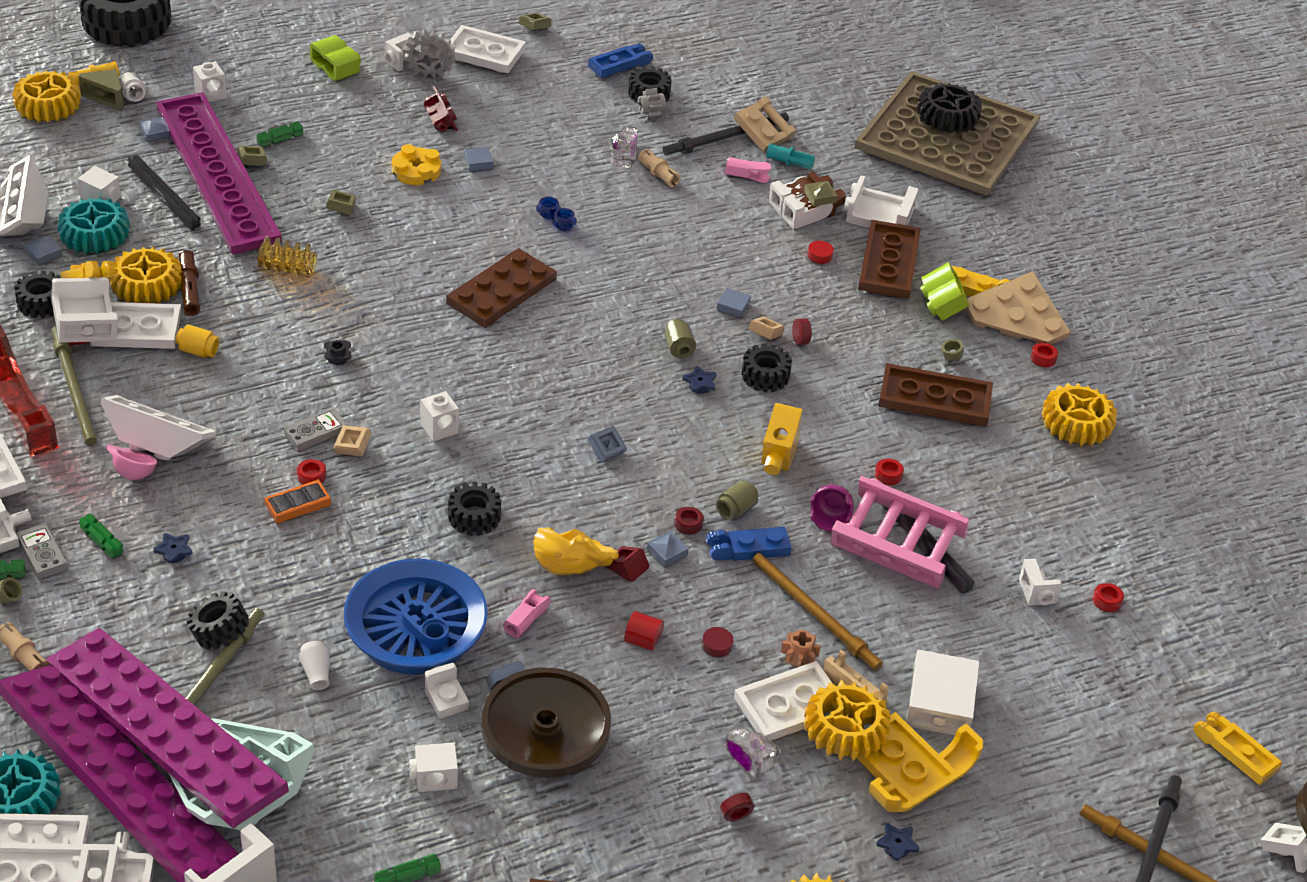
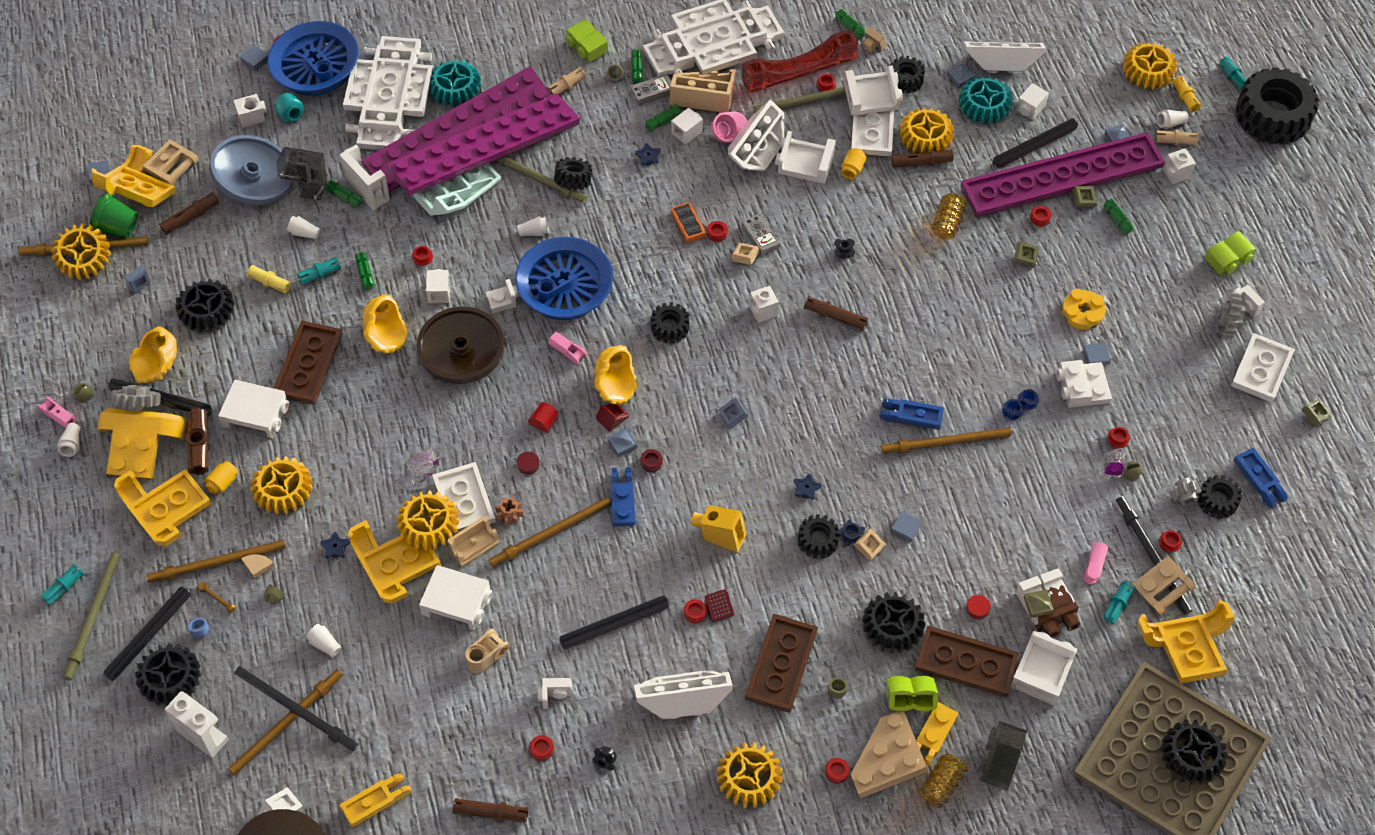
camera: 100 degrees right, 15 degrees up
(48, 369) = (826, 82): none -> red plate
(63, 40) = (1233, 73): none -> teal axle
(63, 480) = (703, 92): none -> tan wedge
(90, 270) = (916, 92): yellow hinge -> none
(102, 88) = (1165, 99): olive slope -> none
(124, 504) = (687, 126): none -> white brick
(161, 83) = (1176, 137): none -> tan pin
(187, 383) = (805, 159): none -> white panel
(278, 193) = (1040, 216): none -> red tile
(374, 798) = (422, 256): none -> red plate
(439, 113) = (1161, 331): dark red hinge -> none
(439, 363) = (836, 313): none -> reddish brown pin
(501, 287) = (924, 360): reddish brown plate -> none
(503, 672) = (509, 328): sand blue tile -> none
(517, 822) = (383, 325): none -> yellow piece
(521, 169) = (1083, 384): none -> white plate
(583, 292) = (912, 413): none -> blue hinge
(587, 147) = (1118, 437): none -> red plate
(626, 300) = (904, 446): none -> pearl gold bar
(659, 168) = (1092, 491): tan pin -> none
(679, 338) = (853, 475): olive brick -> none
(709, 120) = (1170, 541): none -> red plate
(737, 500) = (664, 491): olive brick -> none
(737, 807) = (377, 451): dark red tile -> none
(748, 342) = (851, 528): none -> dark blue plate
(801, 331) = (862, 569): dark red tile -> none
(826, 114) = (1190, 642): none -> yellow piece
(831, 504) = (648, 555): magenta hair -> none
(861, 308) = (896, 610): none -> black gear
(876, 449) = (719, 605): none -> dark red slope
(890, 555) = (605, 578): bright pink fence -> none
(994, 222) = (1004, 749): none -> clear smoke brick
(998, 463) = (684, 693): none -> white wedge
(1009, 656) = (488, 648): none -> tan piece
(1018, 267) = (941, 779): none -> clear yellow piece
(1044, 833) = (323, 640): none -> white cone
(1104, 534) = (605, 758): none -> black plate
(1204, 625) = (490, 810): none -> reddish brown pin

